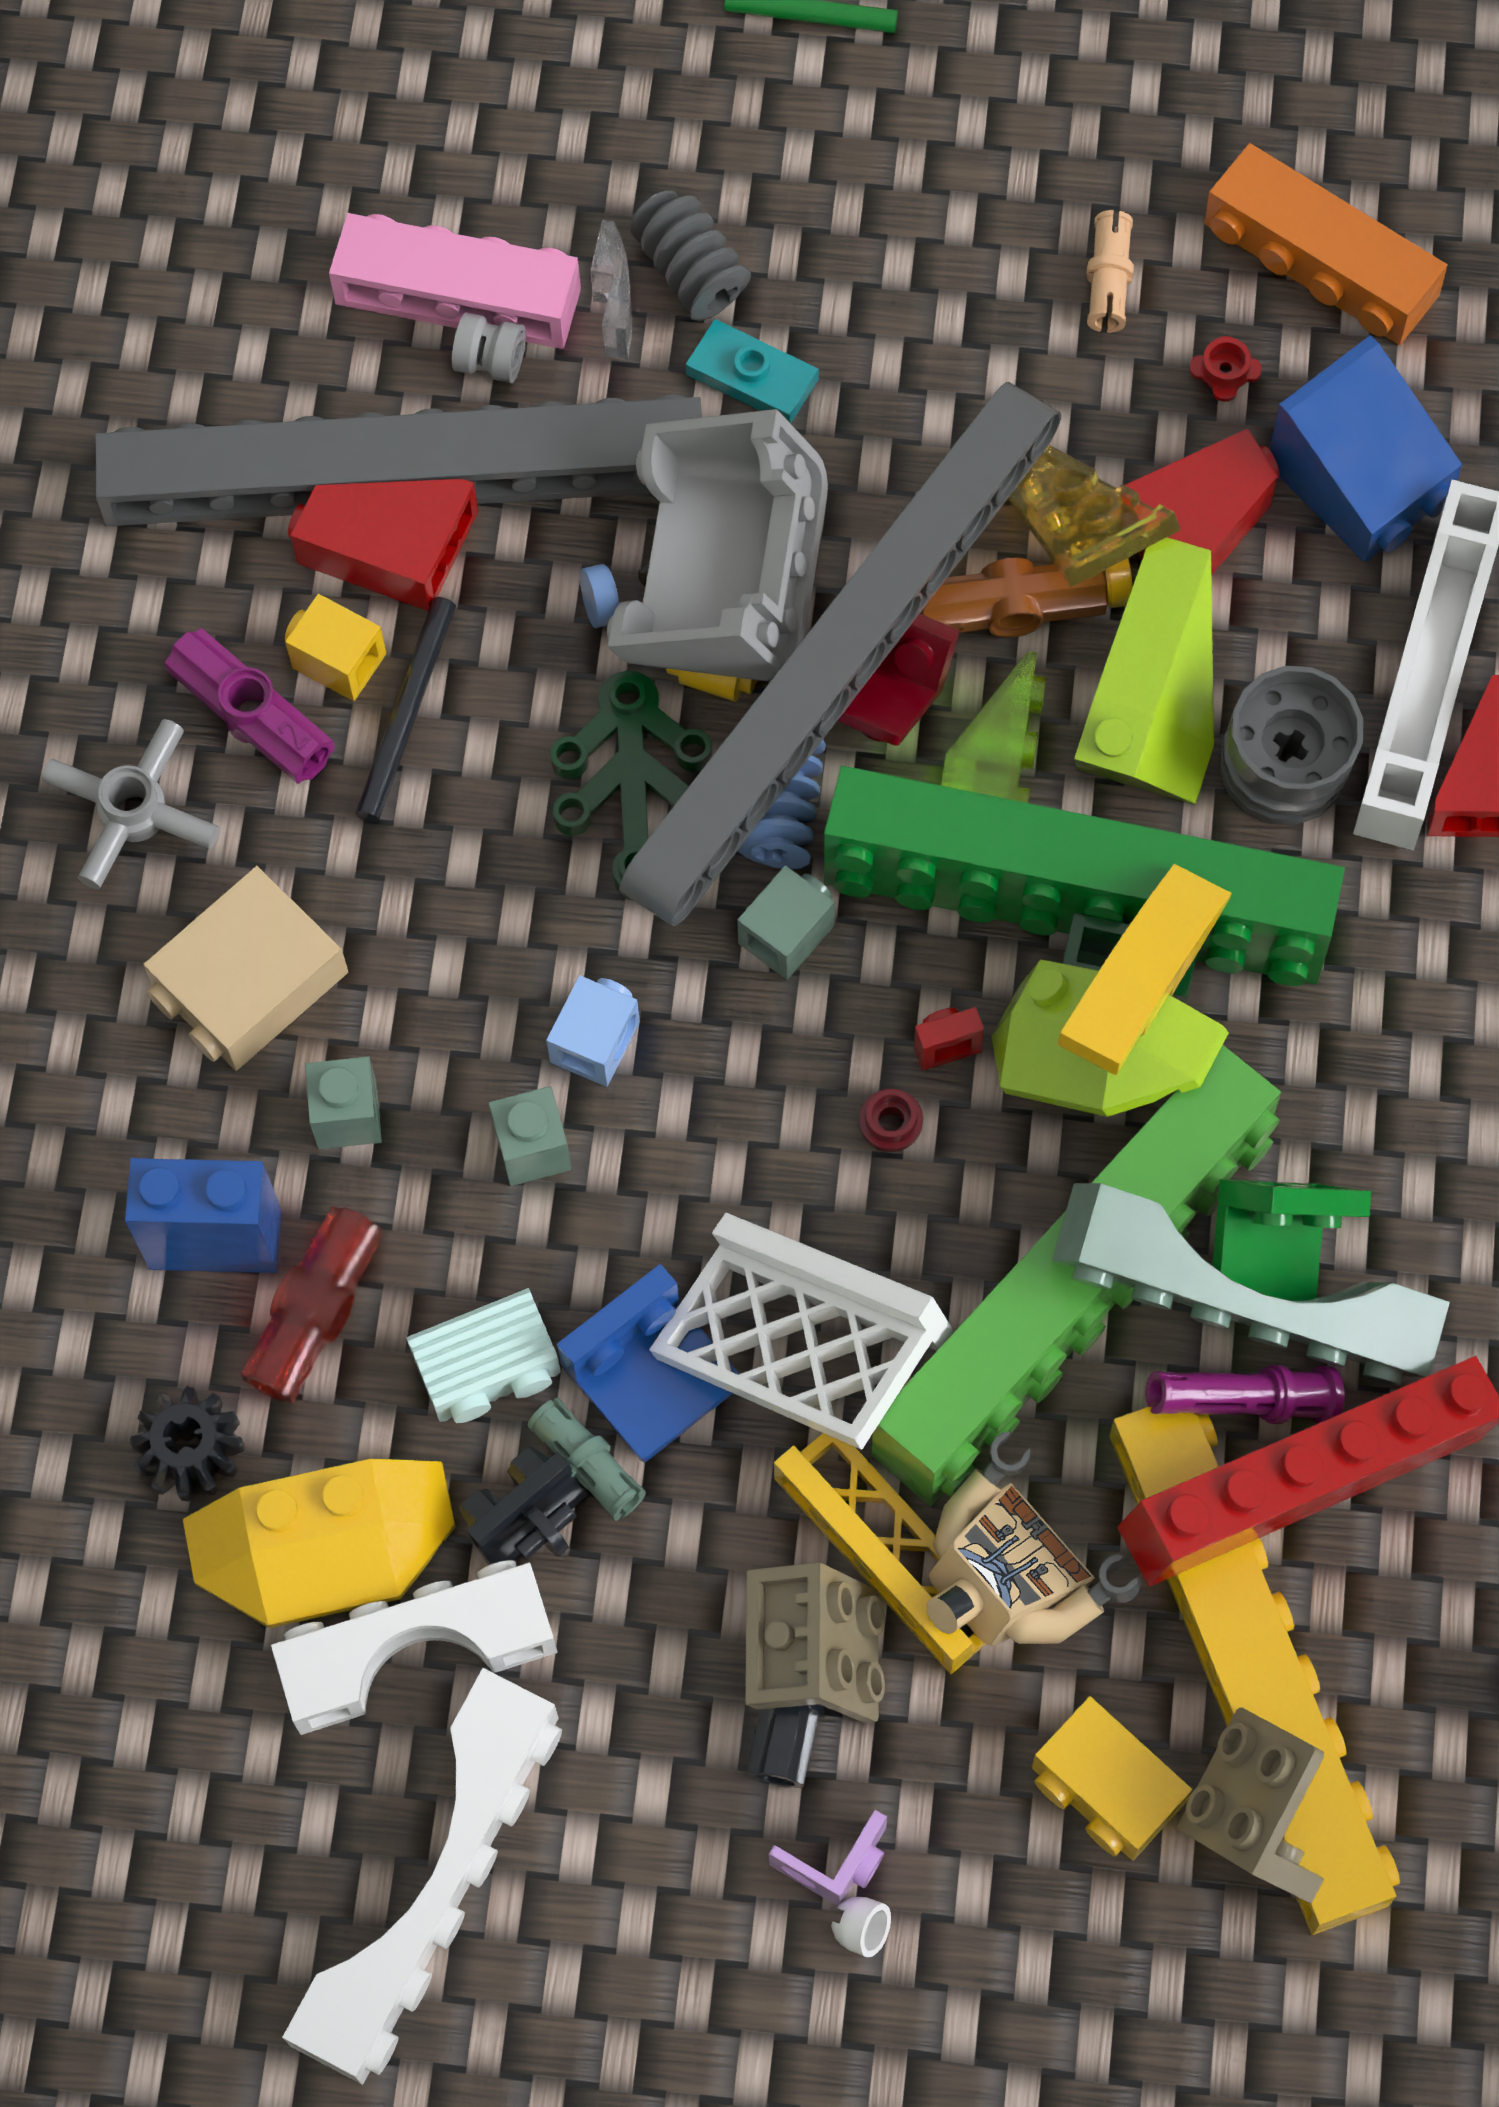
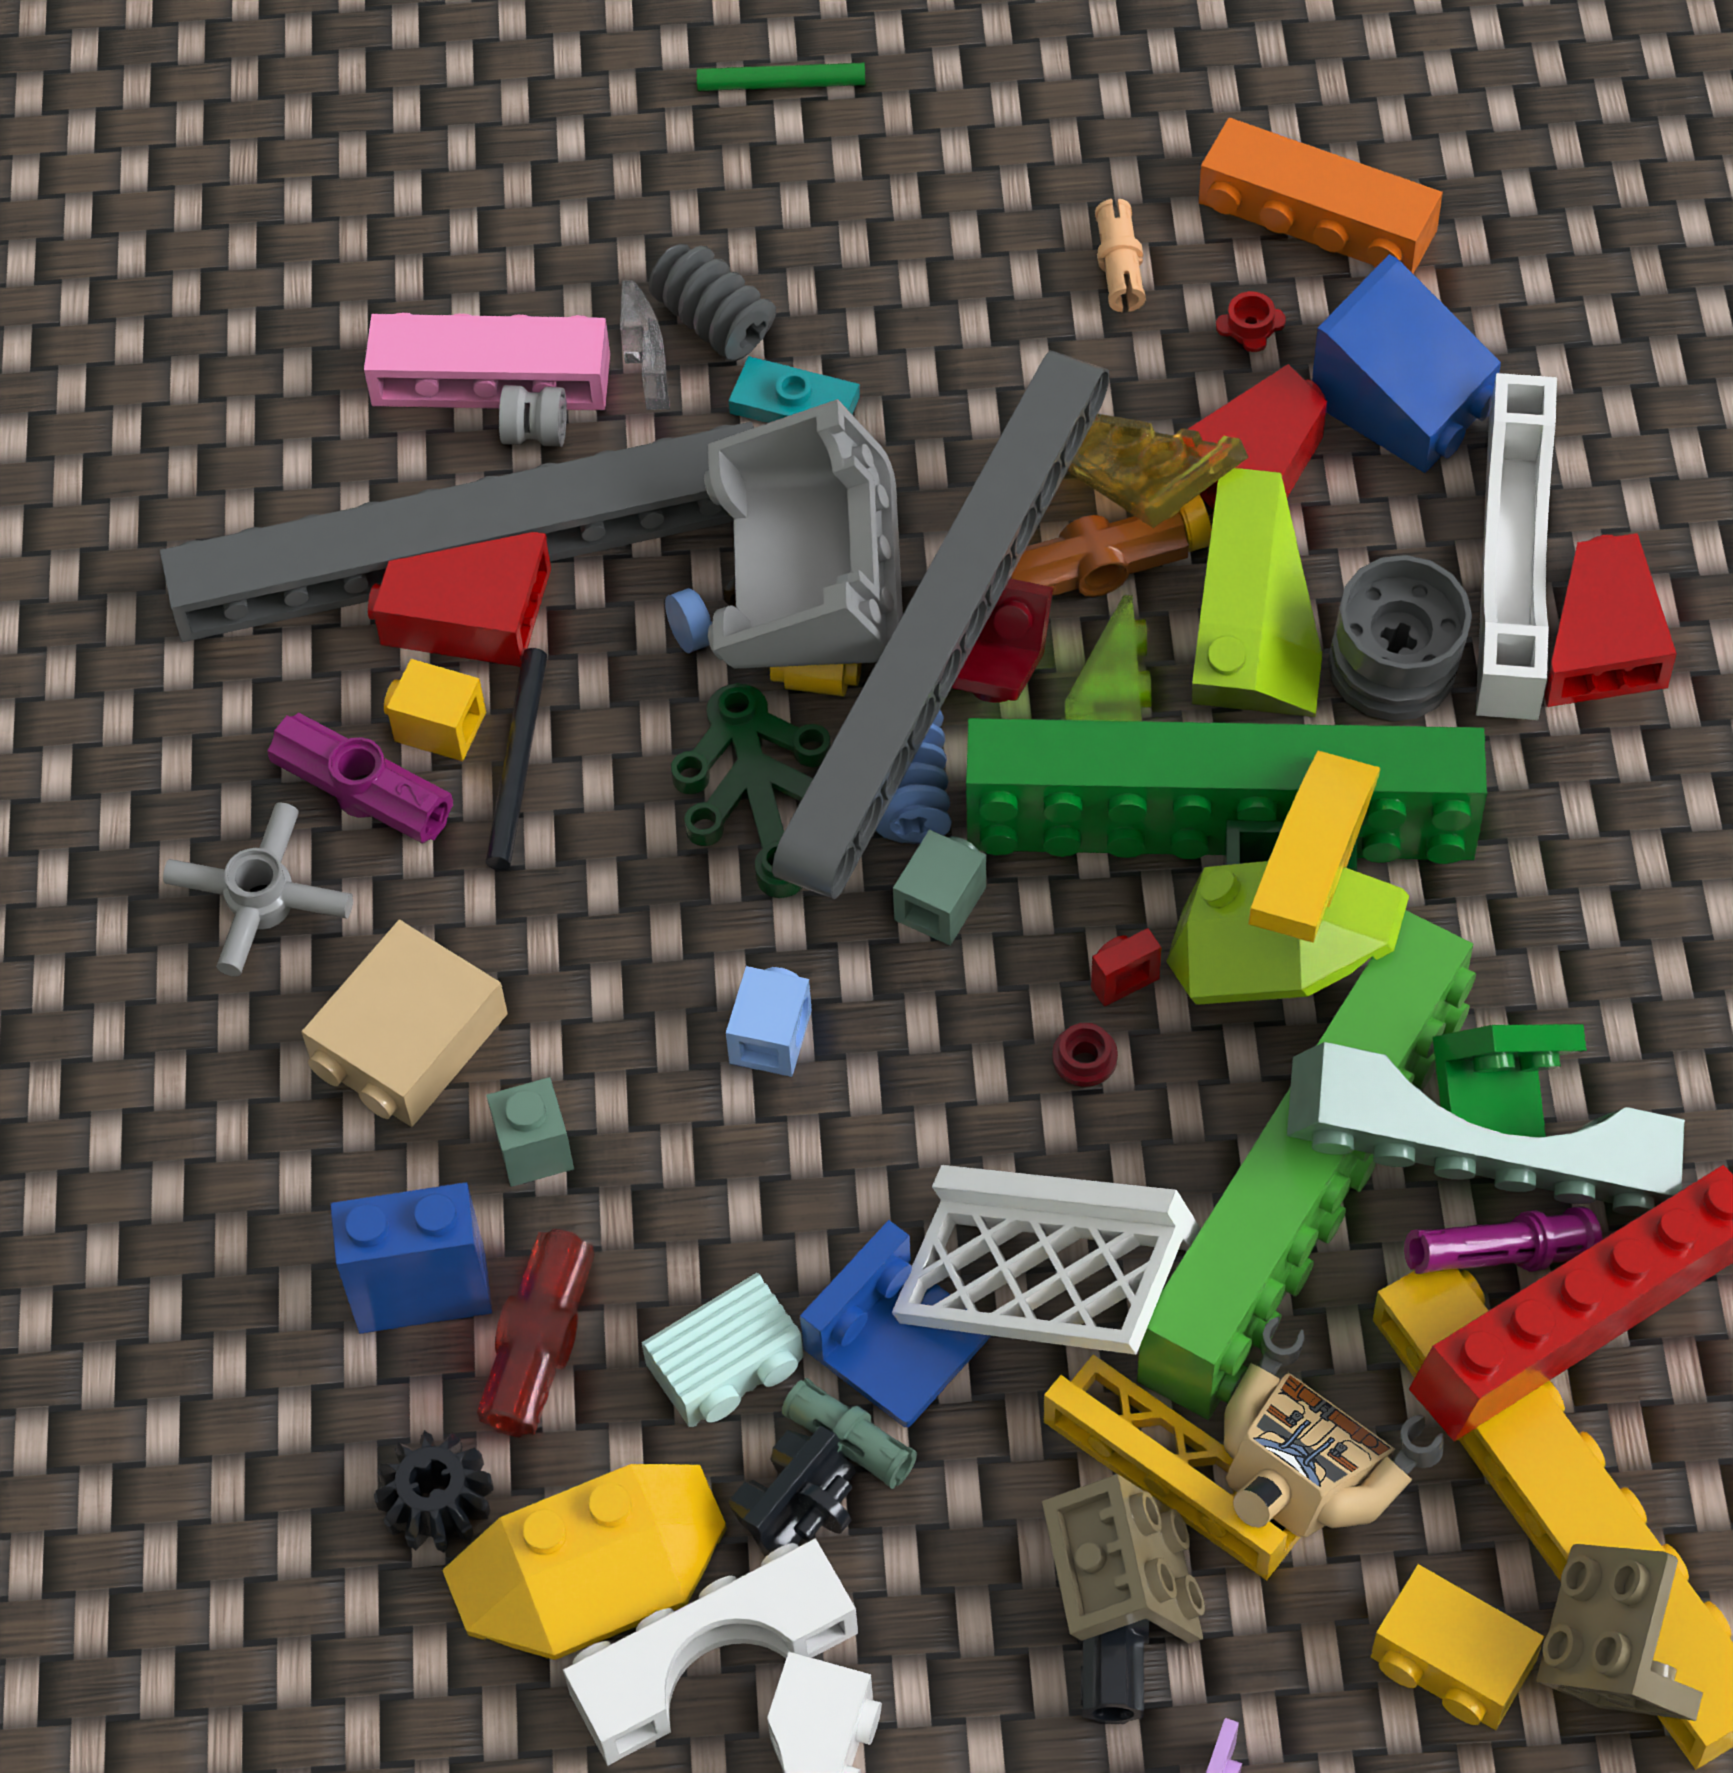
camera: 10 degrees left, 10 degrees down
(530, 1136) = (727, 1130): sand green brick -> none

